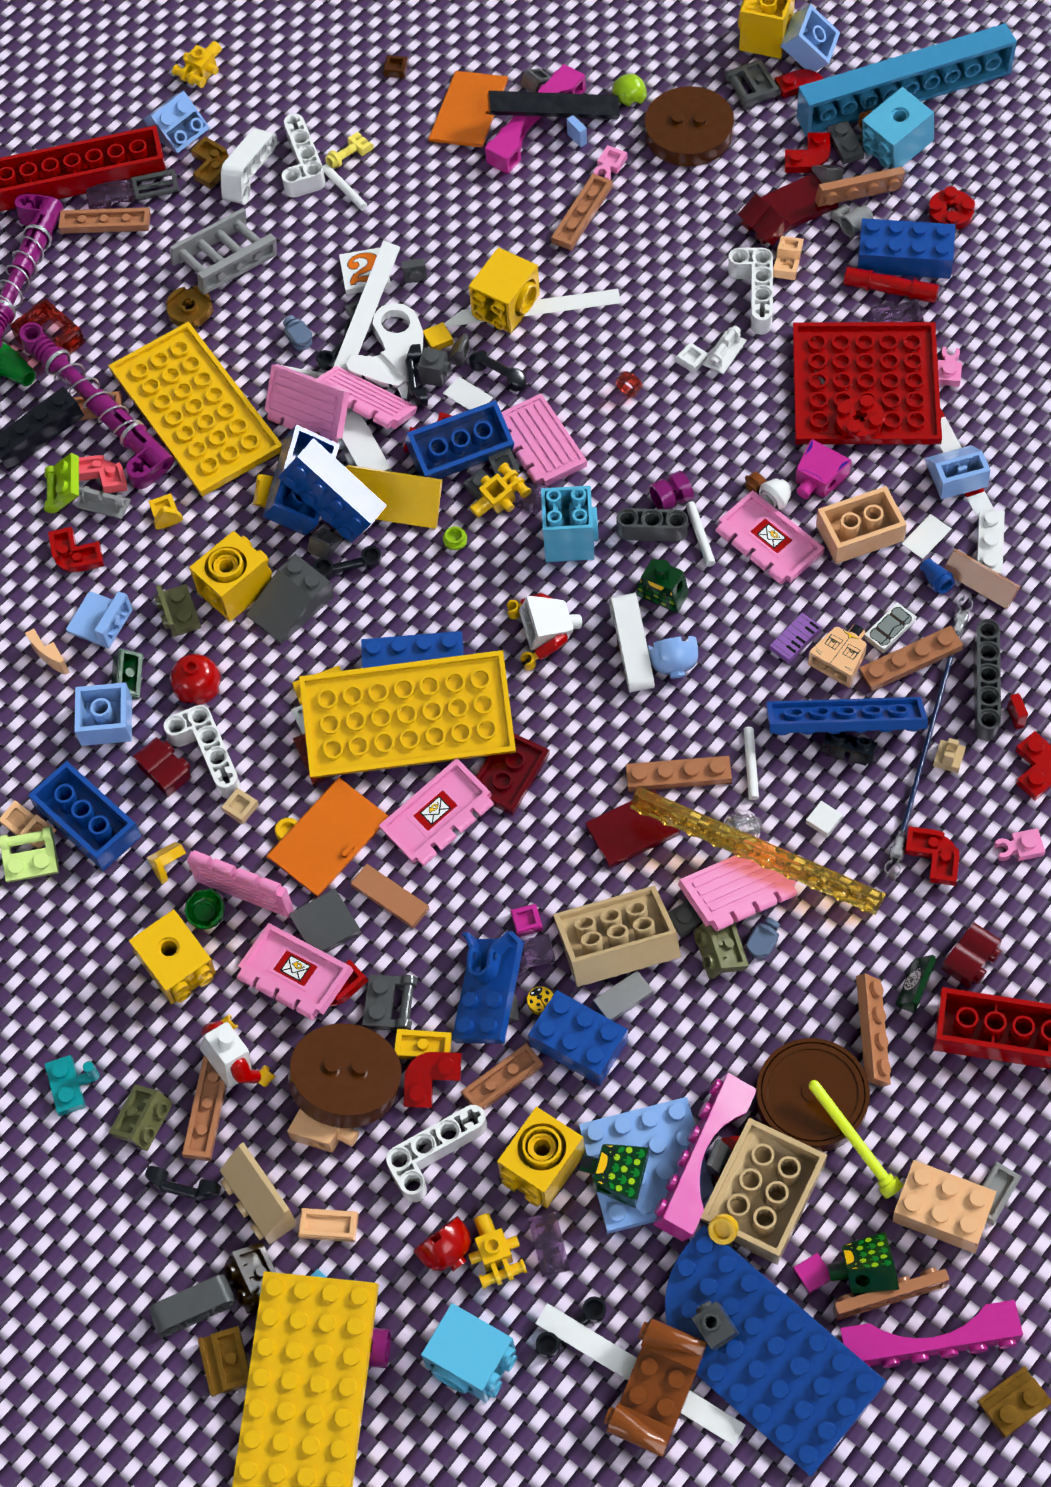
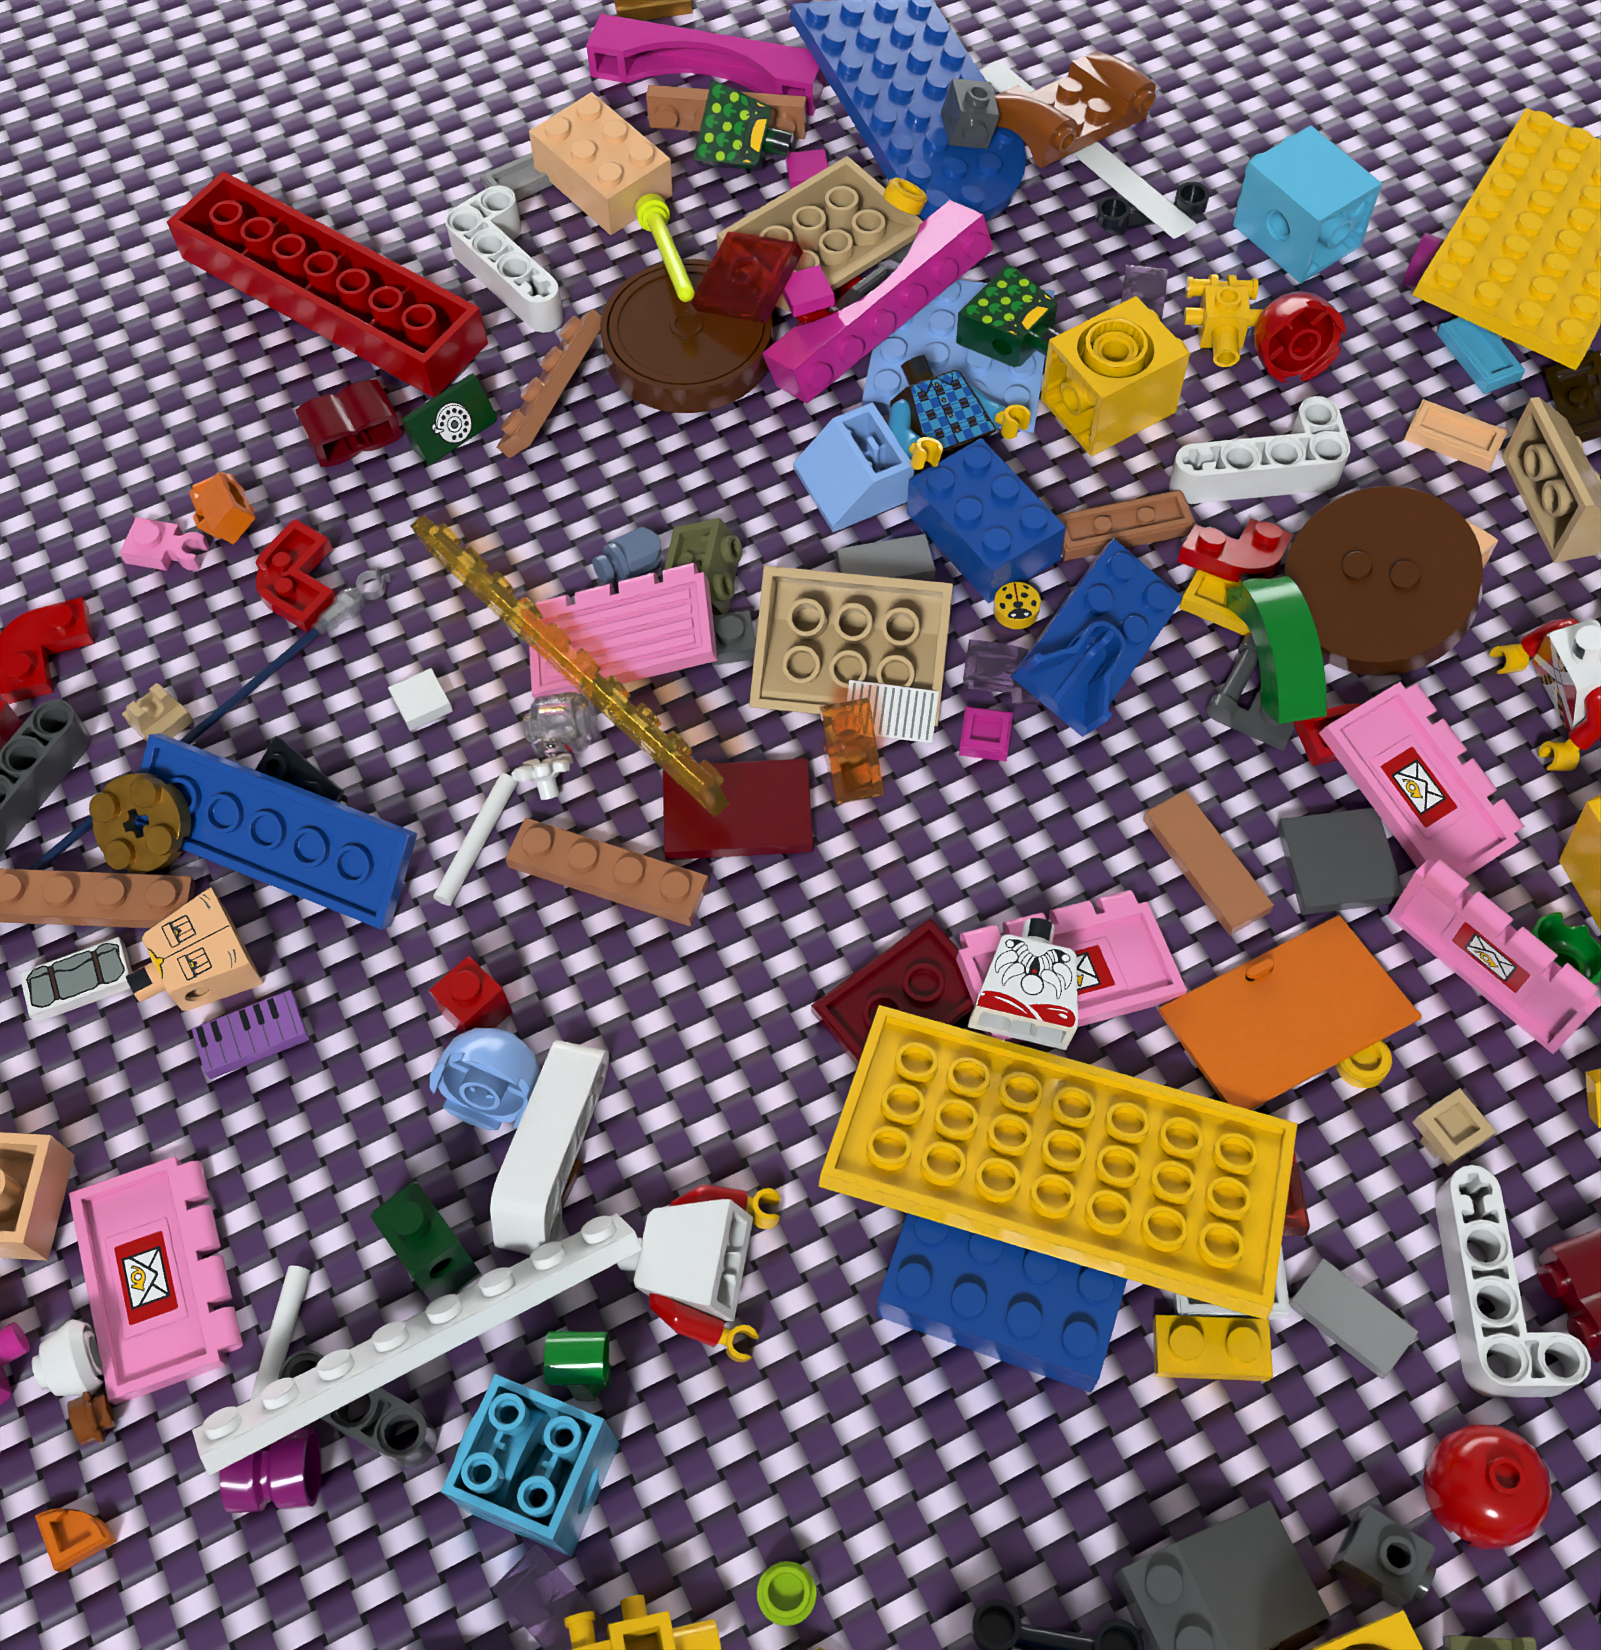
camera: 160 degrees left, 0 degrees up
(231, 636) = (1385, 1558): none -> dark grey brick
(265, 720) = (1353, 1318): none -> light grey tile
(391, 1004) = (1285, 645): none -> green arch
(450, 778) = (1030, 989): none -> torso
(570, 565) = (578, 1362): none -> green piece
(579, 909) = (898, 710): none -> white sticker
(588, 874) = (851, 750): none -> clear orange slope
(630, 1084) = (946, 414): none -> torso
(634, 545) = (405, 1345): none -> white plate
(664, 1039) = (855, 468): none -> light blue slope
(702, 684) = (470, 998): none -> red brick
(735, 450) = (72, 1536): none -> orange tile
(736, 800) = (544, 773): none -> white plant
(746, 1125) = (808, 291): none -> dark pink tile
(787, 1119) = (747, 277): none -> clear red tile
(909, 693) = (115, 827): none -> pearl gold plate
(952, 1107) = (483, 242): none -> white beam
(1002, 874) = (221, 507): none -> orange piece

